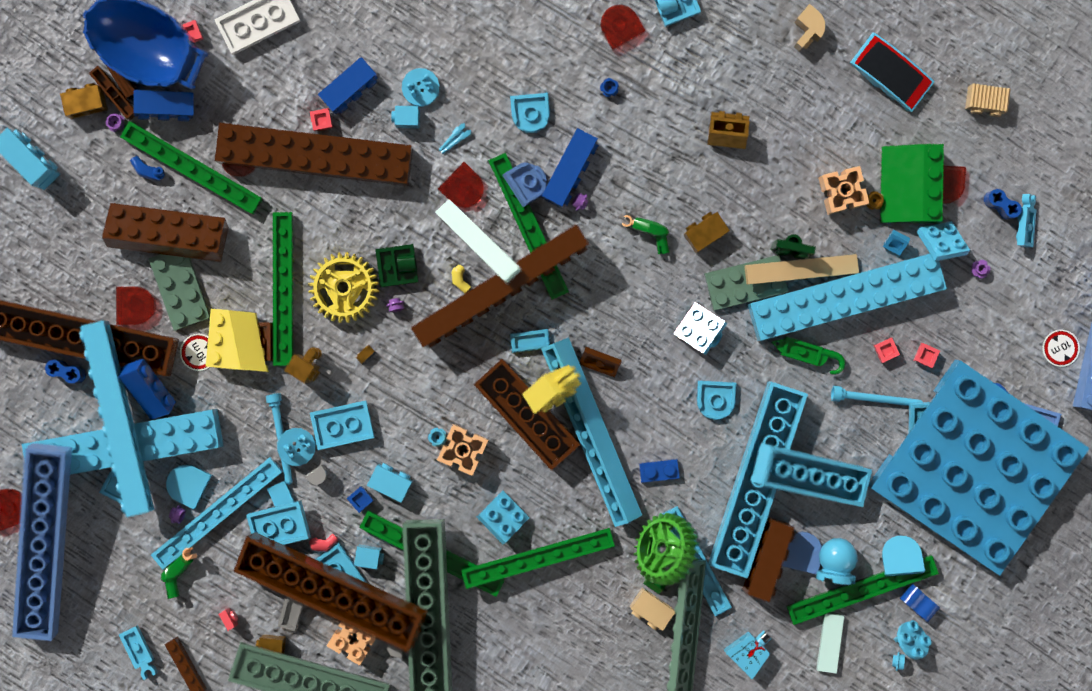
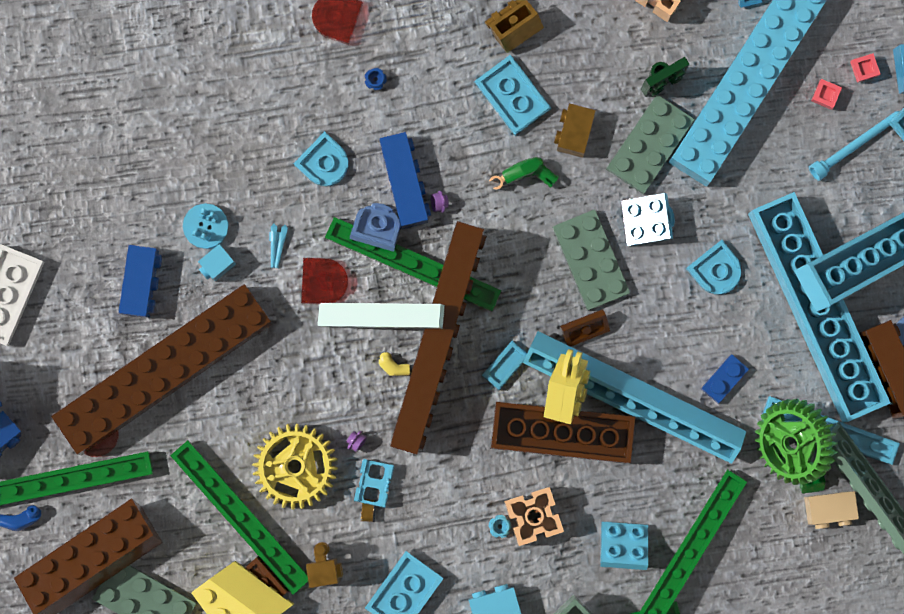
camera: 50 degrees left, 5 degrees down
(321, 119) = (141, 333): coral plate -> none
(387, 347) = (366, 481): none -> medium azure piece
(397, 265) = (325, 404): dark green plate -> none
(642, 322) = (591, 260): none -> sand green plate
(687, 174) = (512, 95): none -> medium azure tile
(801, 269) = (688, 89): tan tile -> none
(808, 353) = (761, 157): green plate -> none

